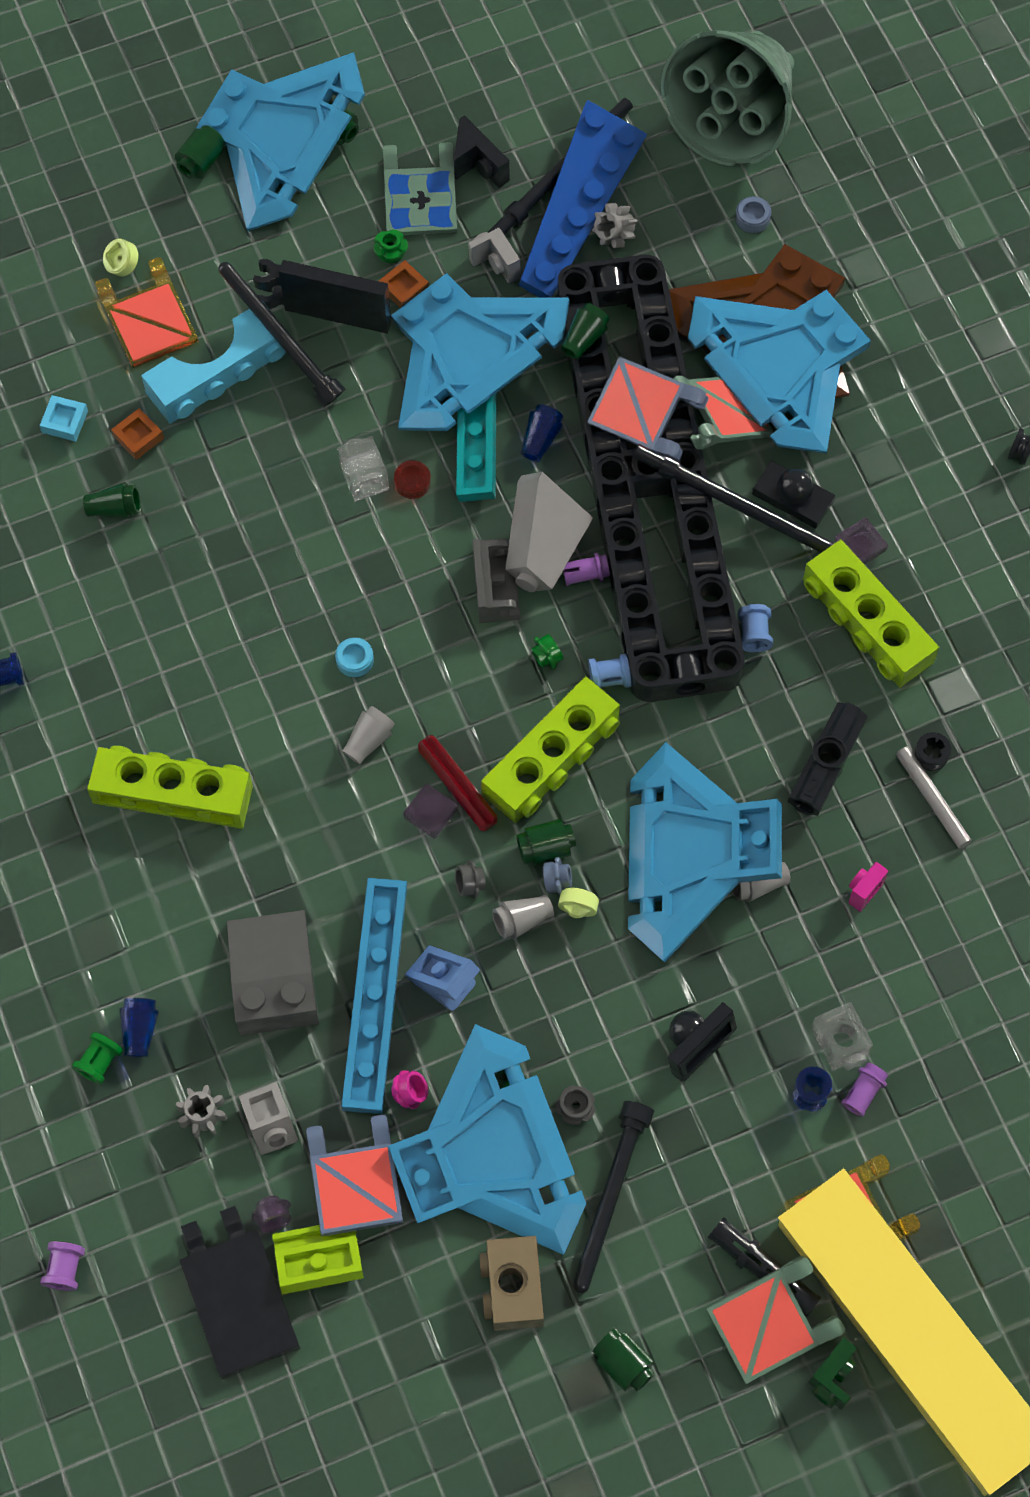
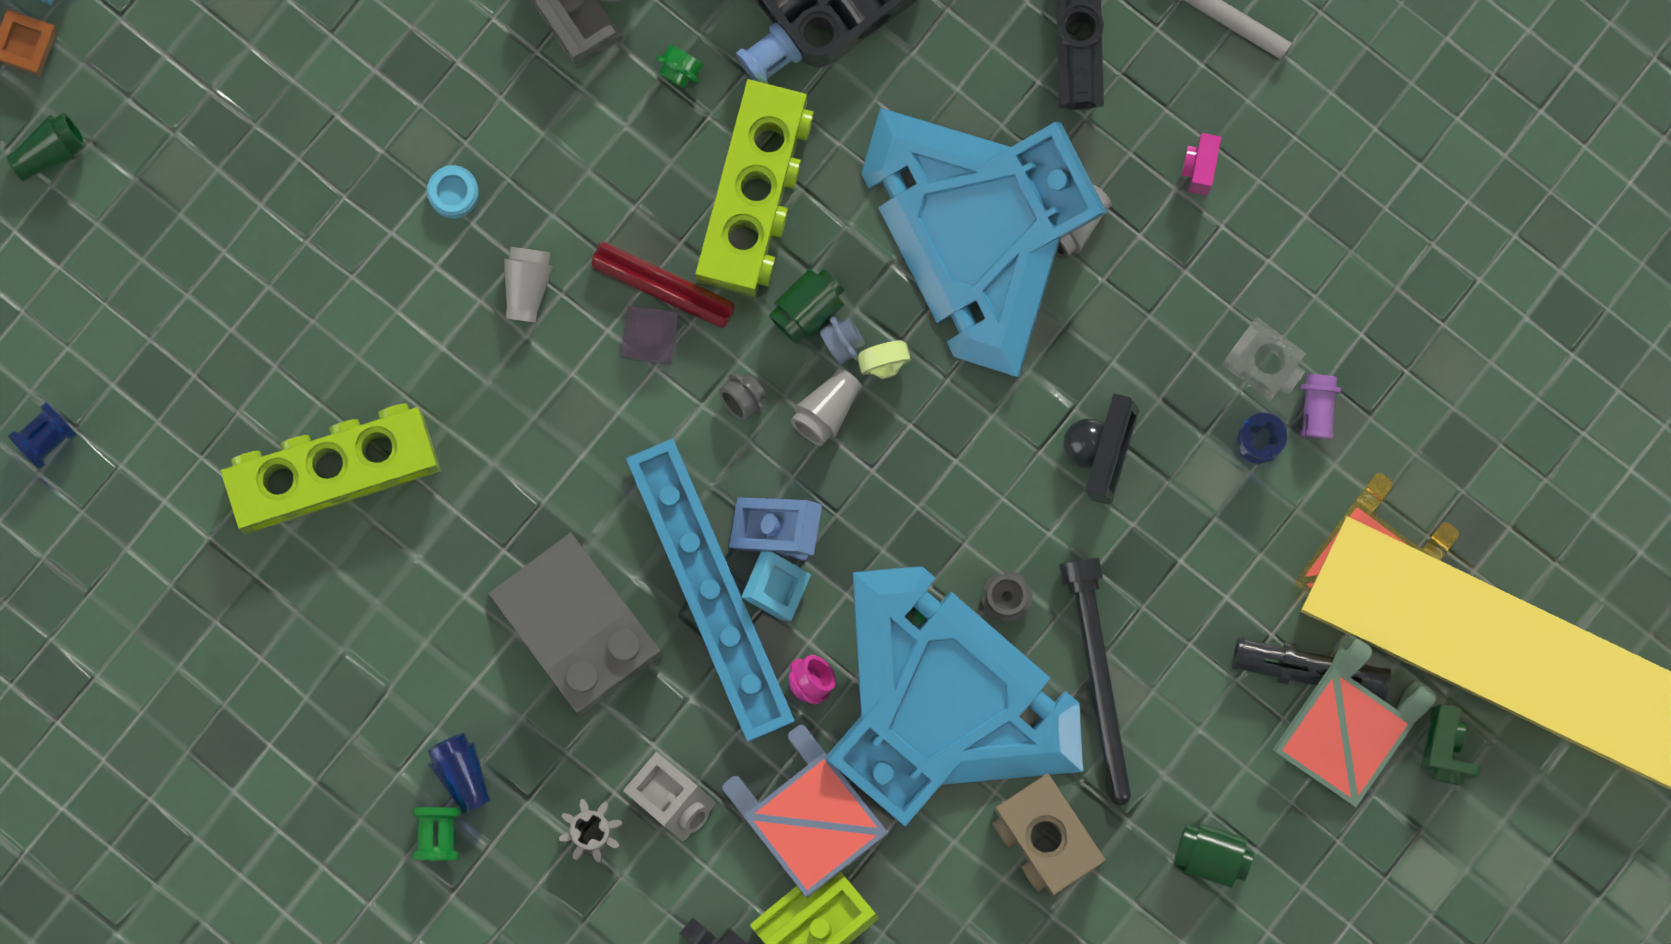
camera: 30 degrees left, 15 degrees up
(272, 1214) = (736, 902): clear purple plate -> none
(420, 1014) = (776, 586): none -> medium azure plate

